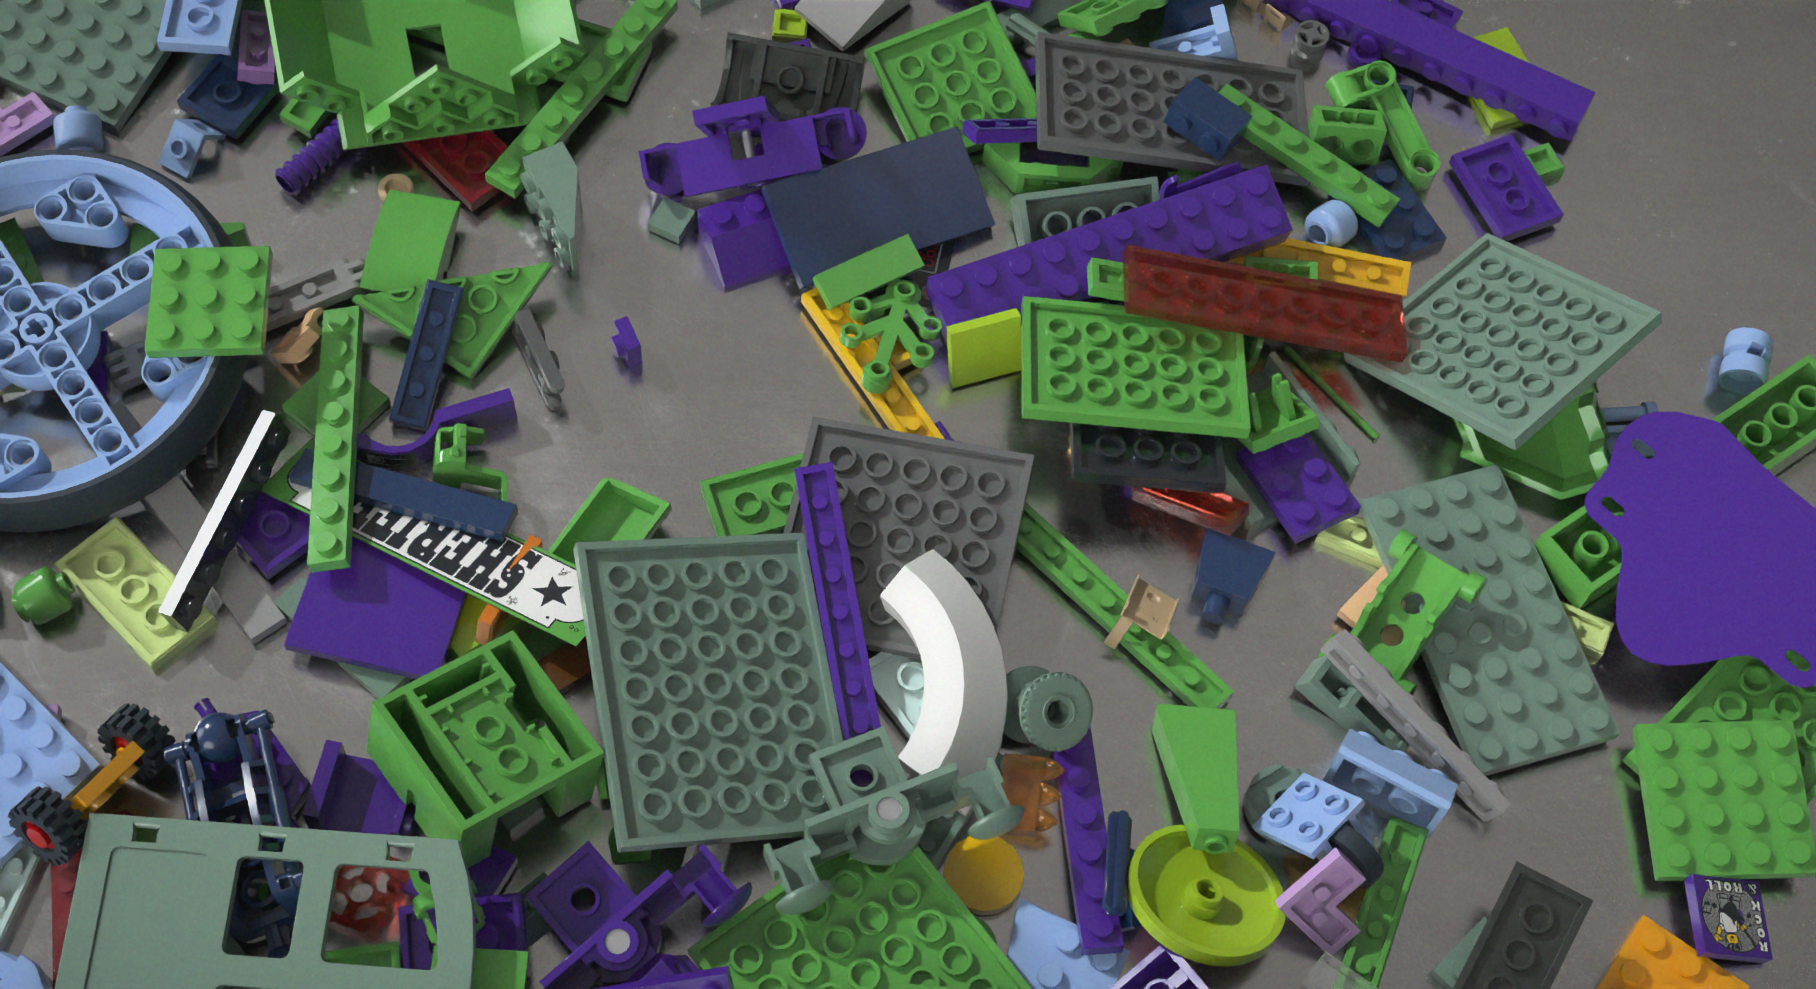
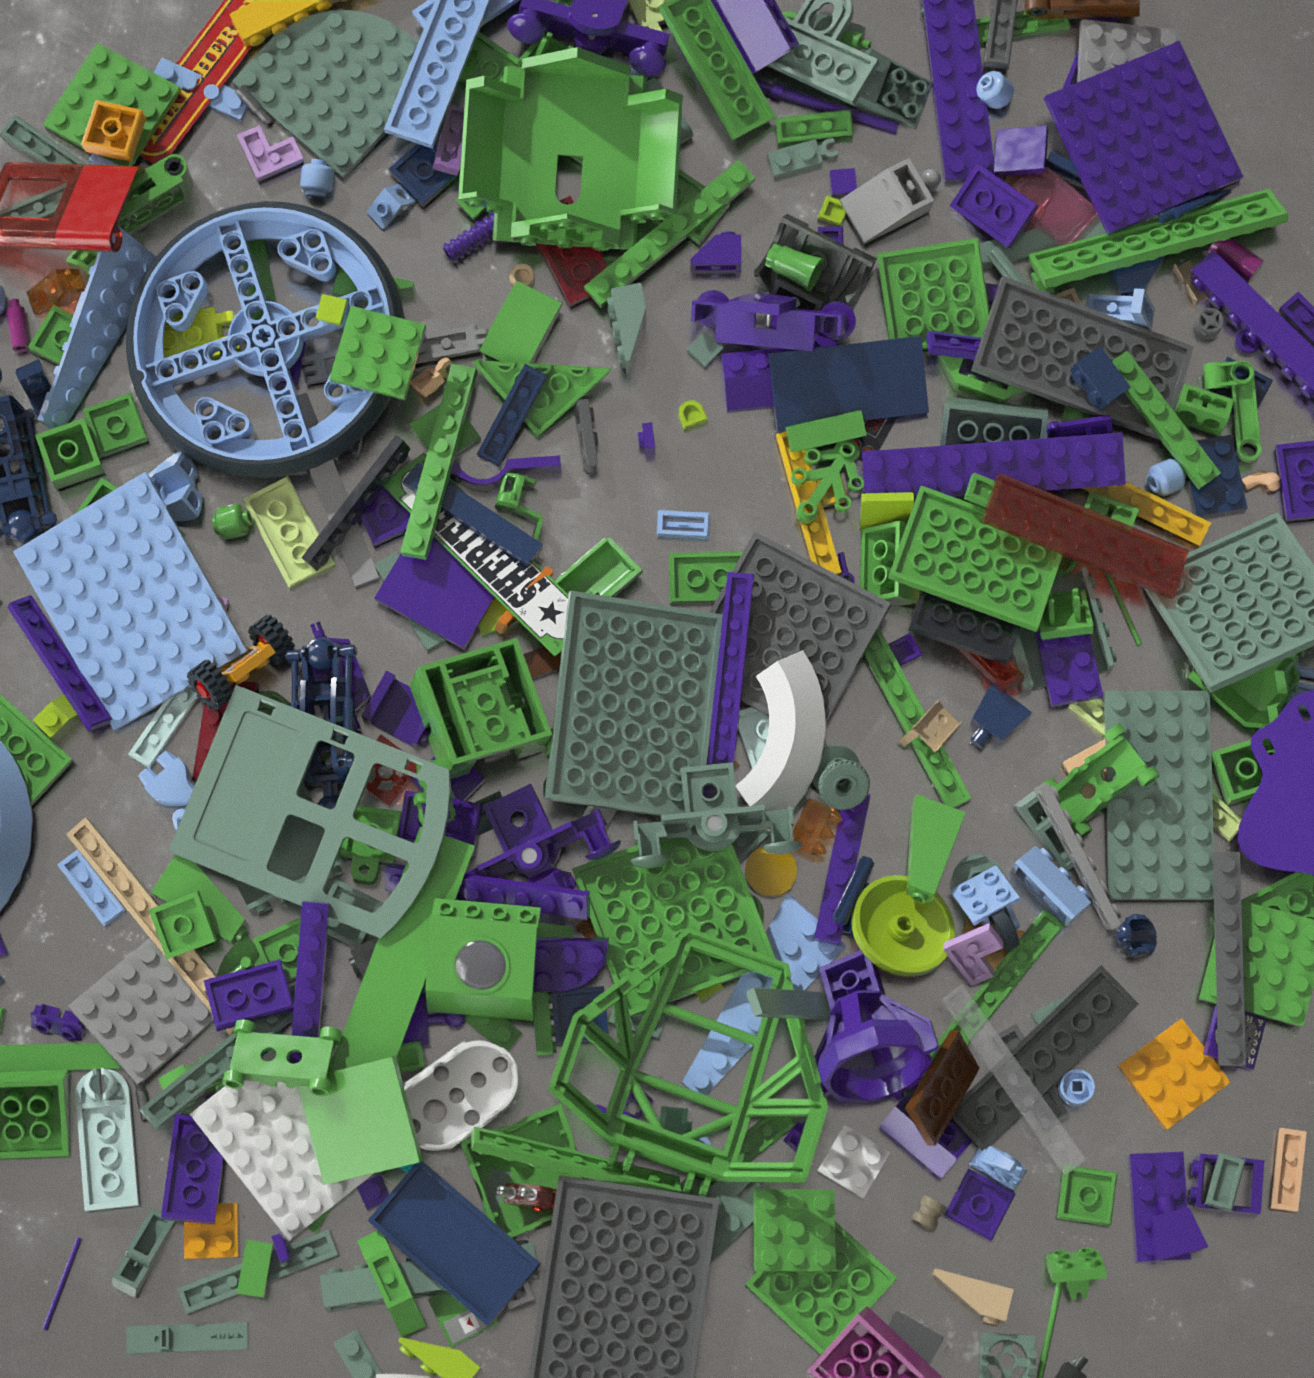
camera: 25 degrees right, 15 degrees up
(129, 265) = (331, 310): none -> lime tile
(656, 104) = (719, 254): none -> dark purple slope
(678, 302) = (691, 414): none -> lime tile
(709, 447) = (683, 525): none -> light blue tile
(776, 83) = (795, 265): none -> bright green plant
(994, 413) = (878, 553): none -> bright green slope
(1071, 522) = (905, 650): none -> dark purple tile
(1460, 197) = (1262, 477): none -> light nougat arm
(1535, 815) = (1137, 936): none -> dark blue hair
(1683, 810) = (1229, 959): none -> dark grey plate

